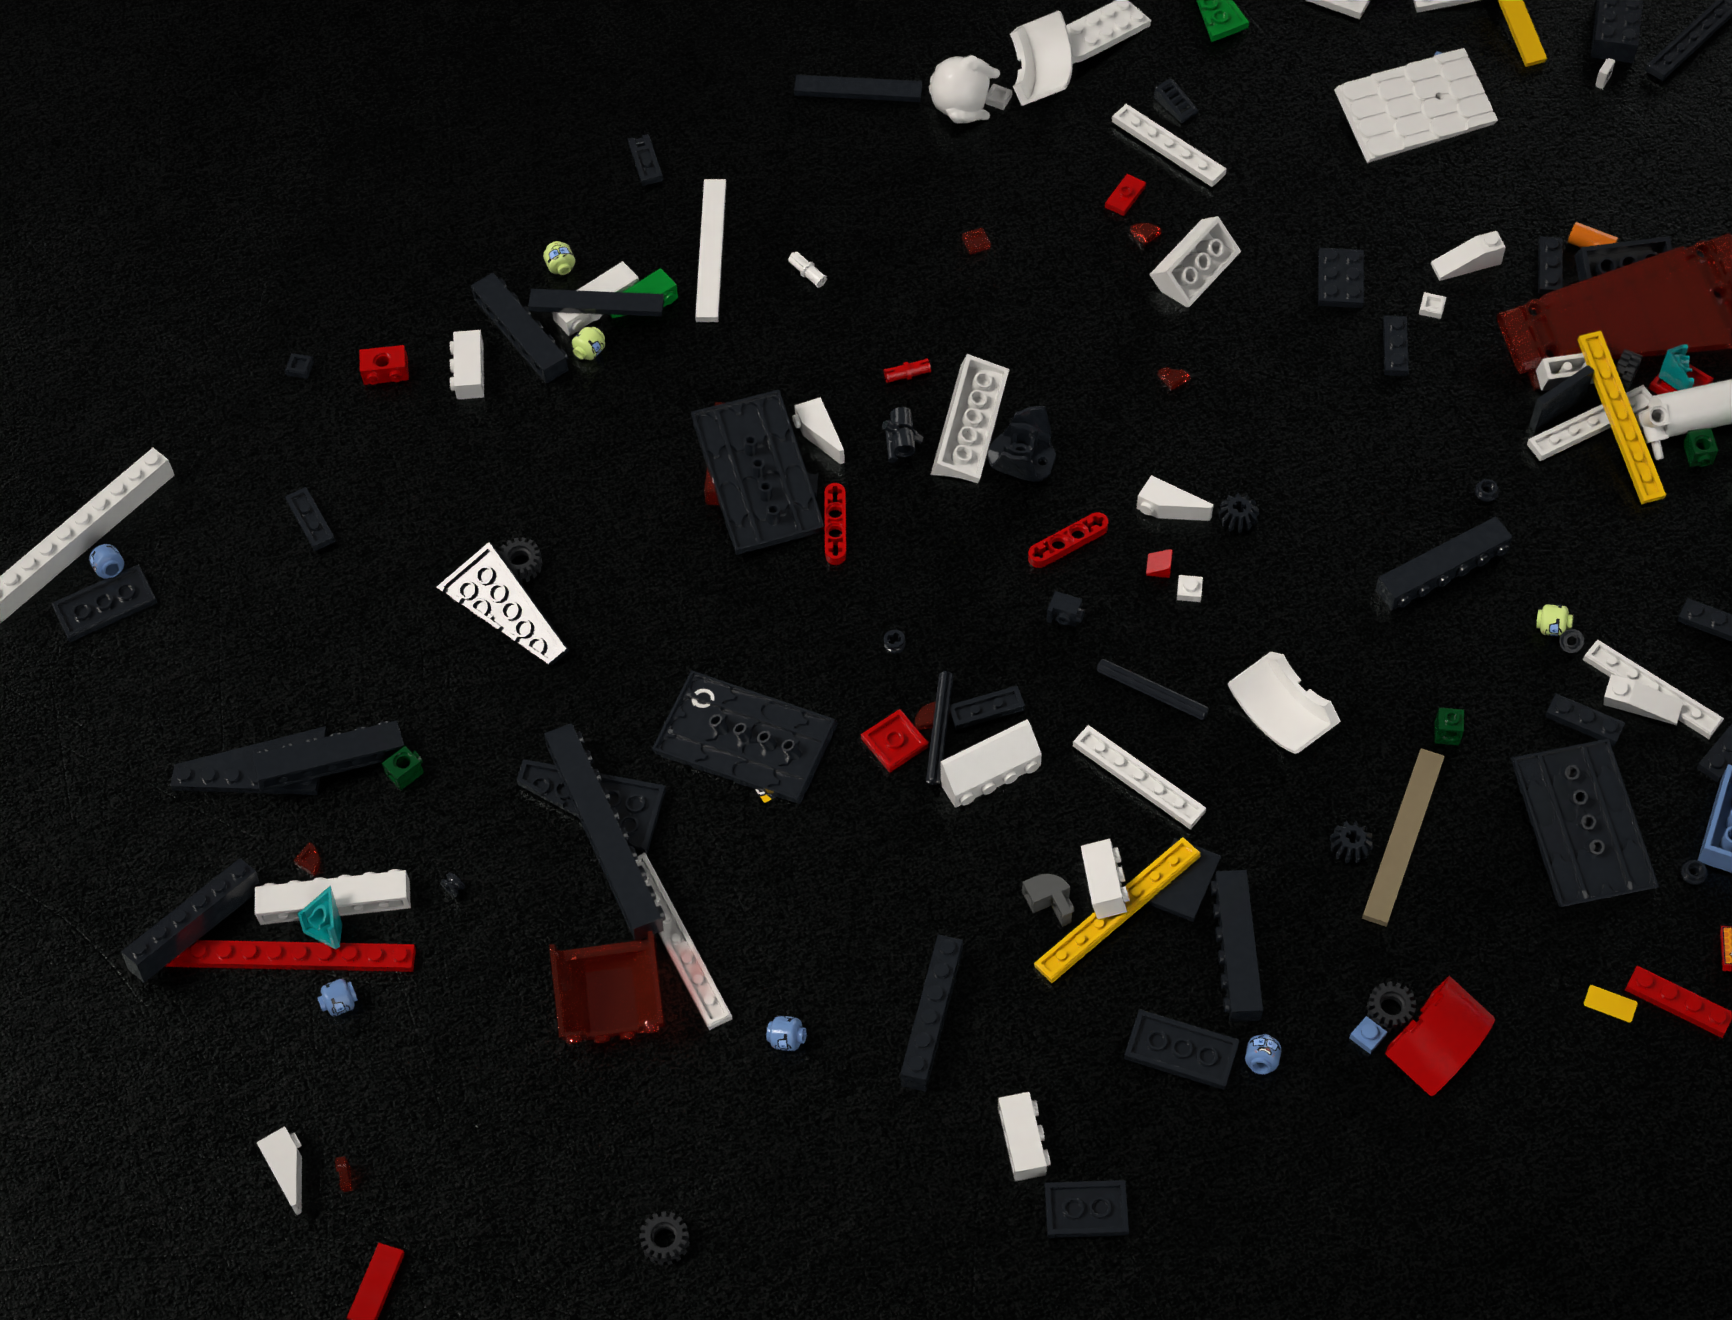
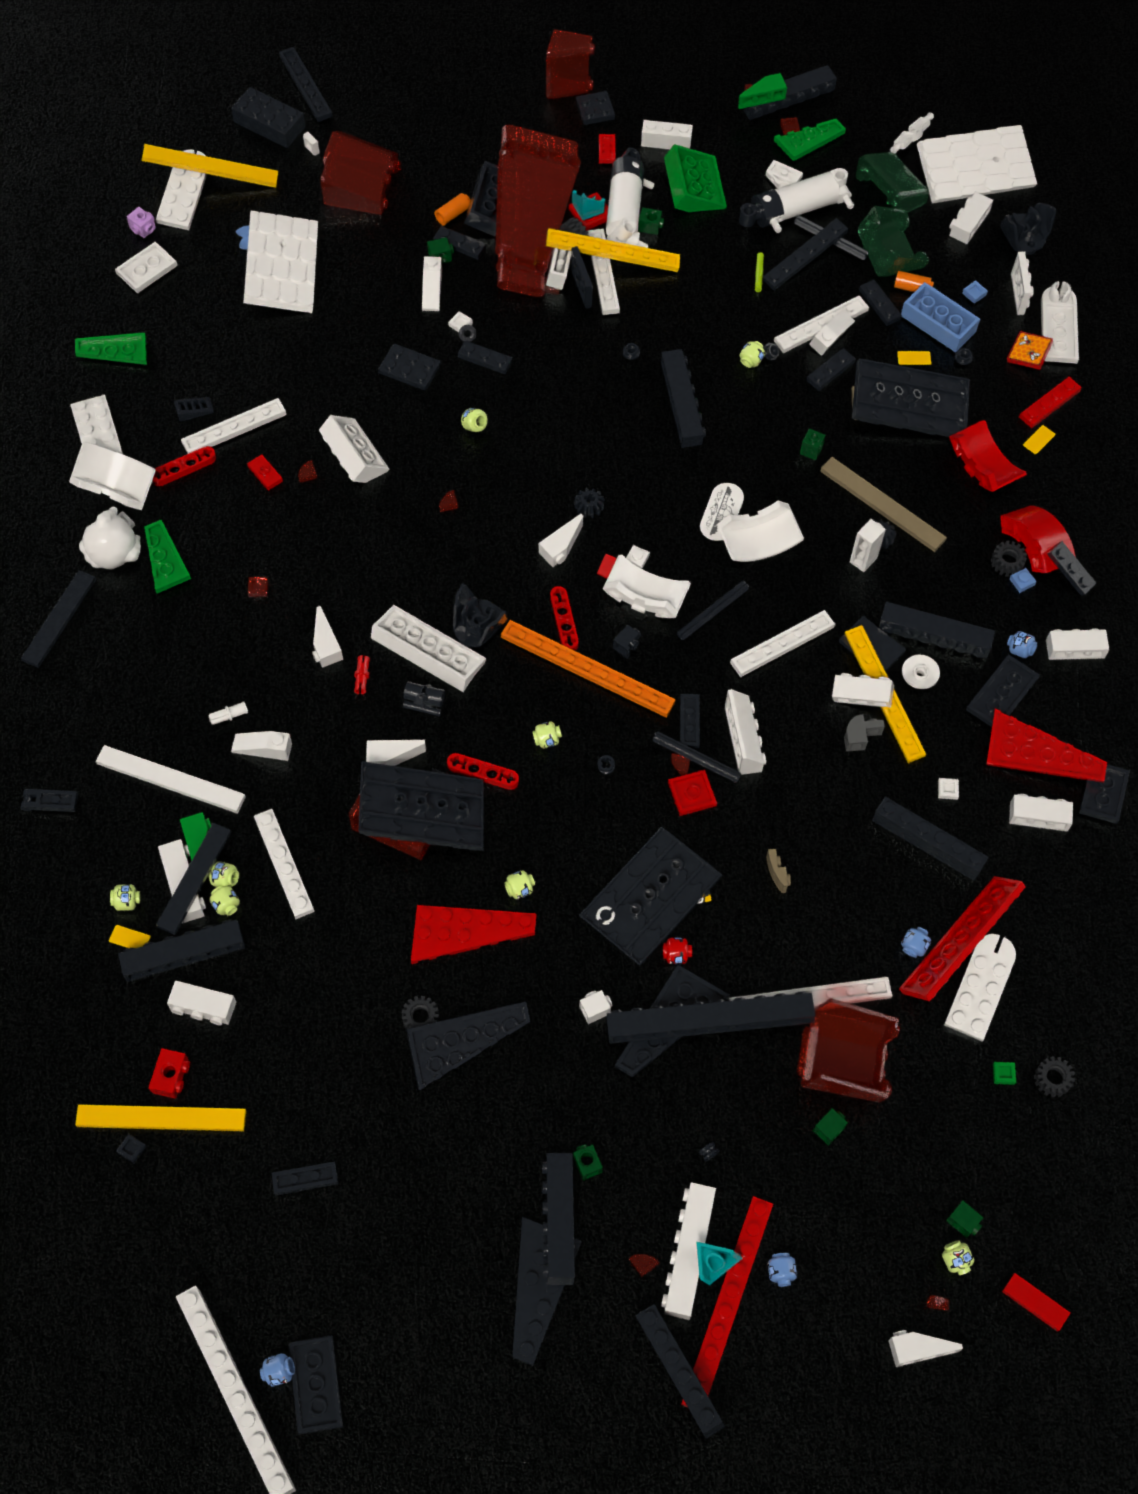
camera: 75 degrees left, 5 degrees up
(338, 379) = (161, 1117): none -> yellow tile
(402, 1180) = (958, 1257): none -> yellowish green head
(450, 1177) = (965, 1220): none -> dark green brick
(520, 1001) = (830, 1126): none -> dark green brick
(521, 282) = (128, 937): none -> yellow sticker
(586, 719) = (595, 1006): none -> white brick
(616, 331) = (223, 874): none -> yellowish green head
(635, 567) = (459, 930): none -> red wing
(652, 381) = (284, 864): none -> white plate
(653, 1181) = (1004, 1073): none -> green tile
(683, 781) = (677, 950): none -> red head
(707, 601) = (519, 884): none -> yellowish green head
(754, 1123) = (981, 987): none -> white plate
(782, 314) = (263, 744): none -> white slope
(808, 1081) = (962, 938): none -> red plate
(816, 861) = (777, 872): none -> dark tan slope
(904, 568) = (547, 735): none -> yellowish green head
(933, 320) = (325, 644): none -> white slope
(971, 147) = (165, 560): none -> green wing
(1010, 584) = (588, 668): none -> orange plate
(1016, 1021) = (948, 788): none -> white tile
(1098, 118) = (182, 464): none -> red beam
(1105, 1098) = (1032, 750): none -> red wing
(1147, 604) = (645, 589): none -> white panel
(1166, 932) = (923, 665): none -> white dish
(1294, 360) = (474, 420): none -> yellowish green head
(1296, 1123) = (1077, 644): none -> white brick
(1311, 658) = (724, 500): none -> white sticker
(1315, 821) = (867, 545): none -> white brick
(1408, 1085) = (1071, 568): none -> black plate
(1414, 311) = (467, 327): none -> black plate
(1522, 248) = (440, 248): none -> dark green brick
(1540, 938) = (983, 457): none -> red panel
(1583, 120) = (357, 173): none -> clear red windscreen
(1661, 814) = (914, 358): none -> yellow sticker
(1695, 594) = (759, 272): none -> lime piece

